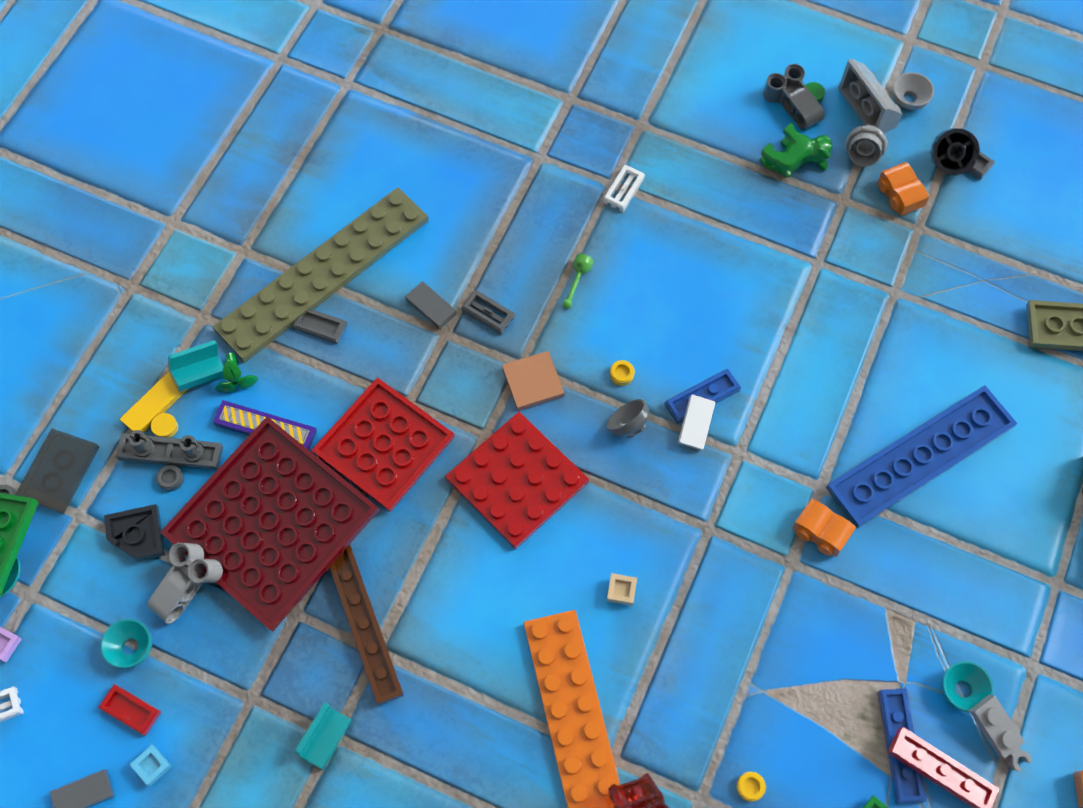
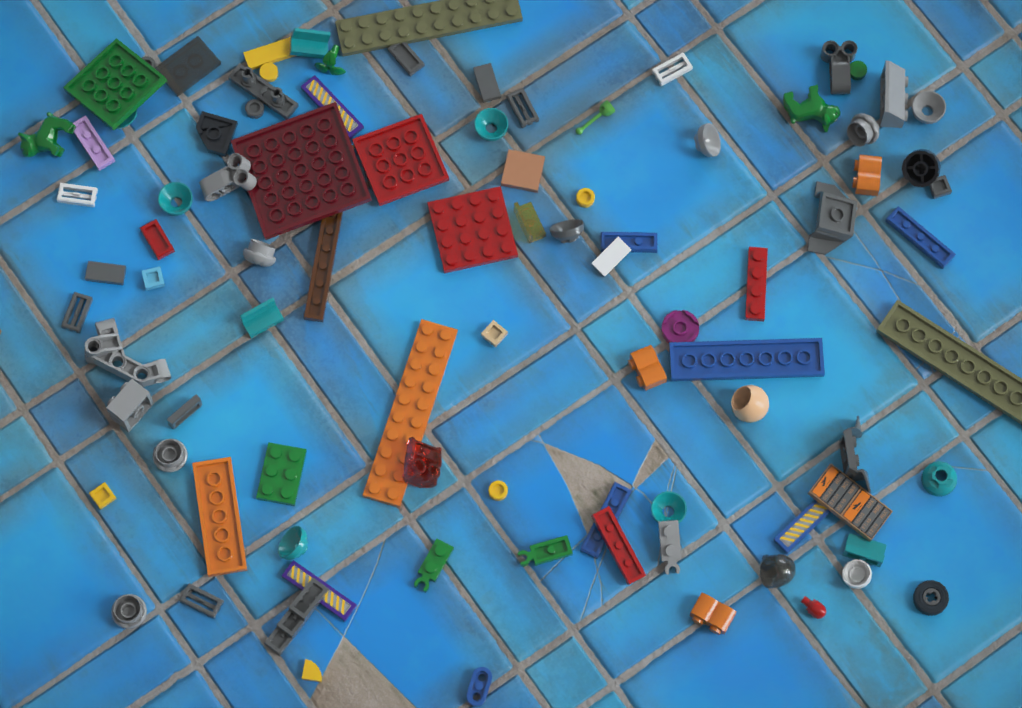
camera: 30 degrees right, 5 degrees up
(275, 653) = (260, 253): none -> light grey piece
(462, 338) = (491, 116): none -> teal piece
(577, 434) = (529, 222): none -> clear yellow panel
(714, 240) = (708, 140): none -> light grey piece
(824, 461) = (680, 327): none -> magenta tile
(870, 366) = (756, 284): none -> red plate
(905, 250) = (834, 219): none -> dark grey piece
(968, 503) = (750, 403): none -> light nougat helmet
(999, 225) = (920, 237): none -> blue tile

